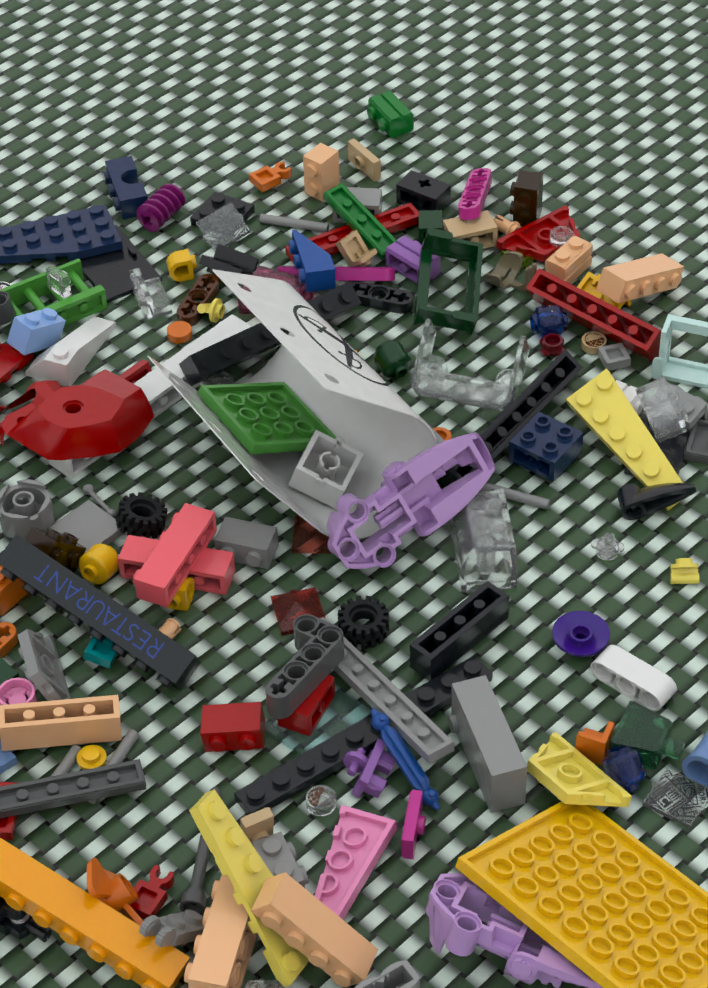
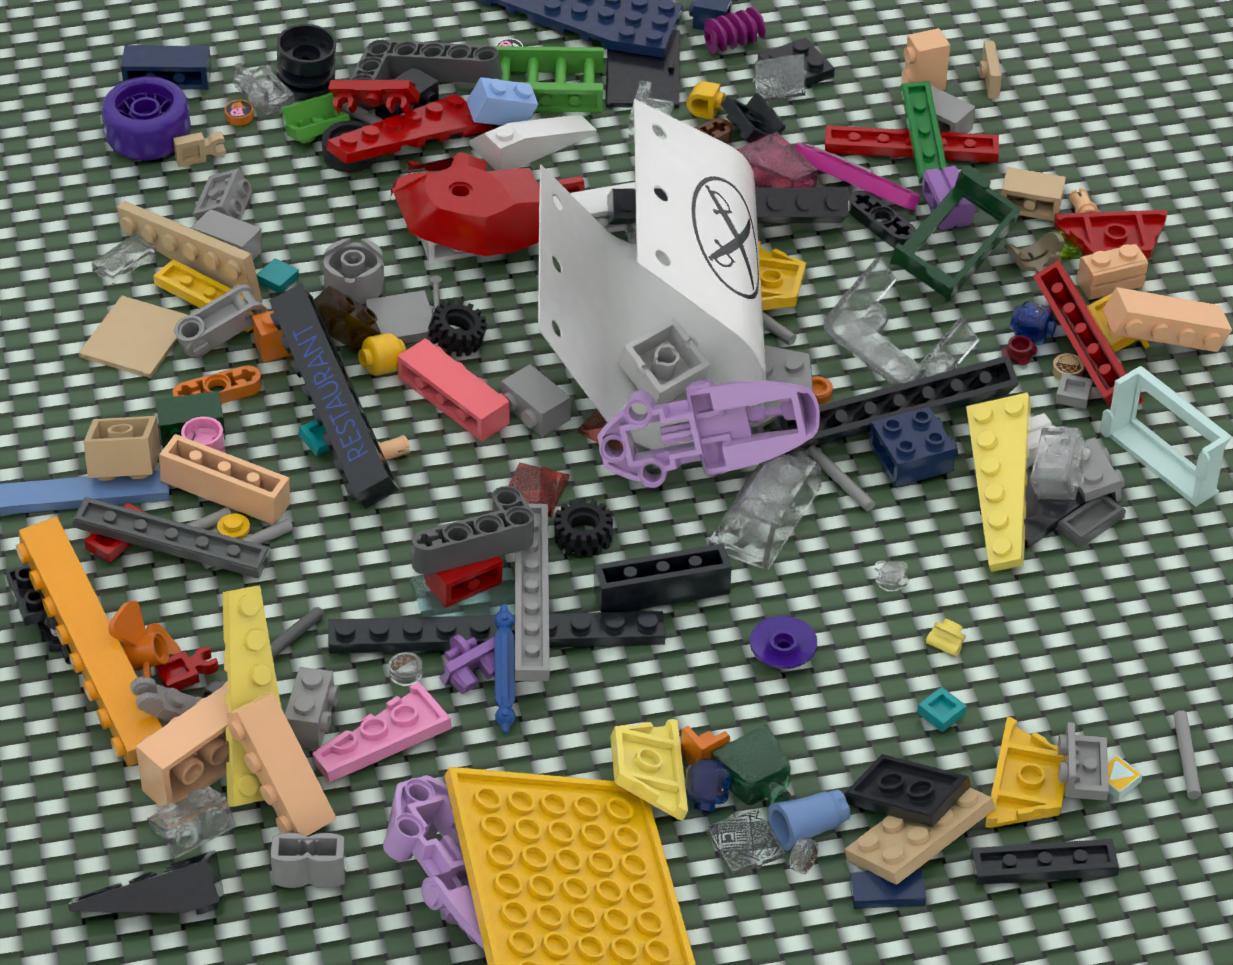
camera: 30 degrees right, 0 degrees up
(43, 665) = (252, 420): light grey wing -> none
(58, 281) = (563, 62): clear plate -> none
(175, 555) = (446, 375): coral brick -> none
(184, 595) = (433, 416): yellow plate -> none
(233, 726) = (376, 561): red brick -> none
(258, 824) = (313, 653): tan plate -> none
(264, 416) = (634, 295): bright green plate -> none
(270, 177) = (874, 45): orange plate -> none
(294, 223) = (862, 105): light grey bar -> none
(313, 264) = (824, 153): blue slope -> none
(355, 250) = (895, 160): tan bracket -> none
(390, 114) = (1062, 31): green brick -> none
(392, 359) = (832, 285): dark green head -> none
(413, 824) = (466, 731): dark pink plate -> none
(423, 192) = (1023, 132): black brick -> none
(427, 220) = (995, 166): dark green brick -> none
(475, 194) = (1071, 154): dark pink beam -> none
(488, 743) = (593, 693): light grey brick -> none
(527, 197) = (1124, 182): dark brown brick -> none
(560, 235) = (1125, 236): clear tile -> none
(633, 678) = (798, 709): white beam -> none
(640, 502) = (963, 547): black piece -> none

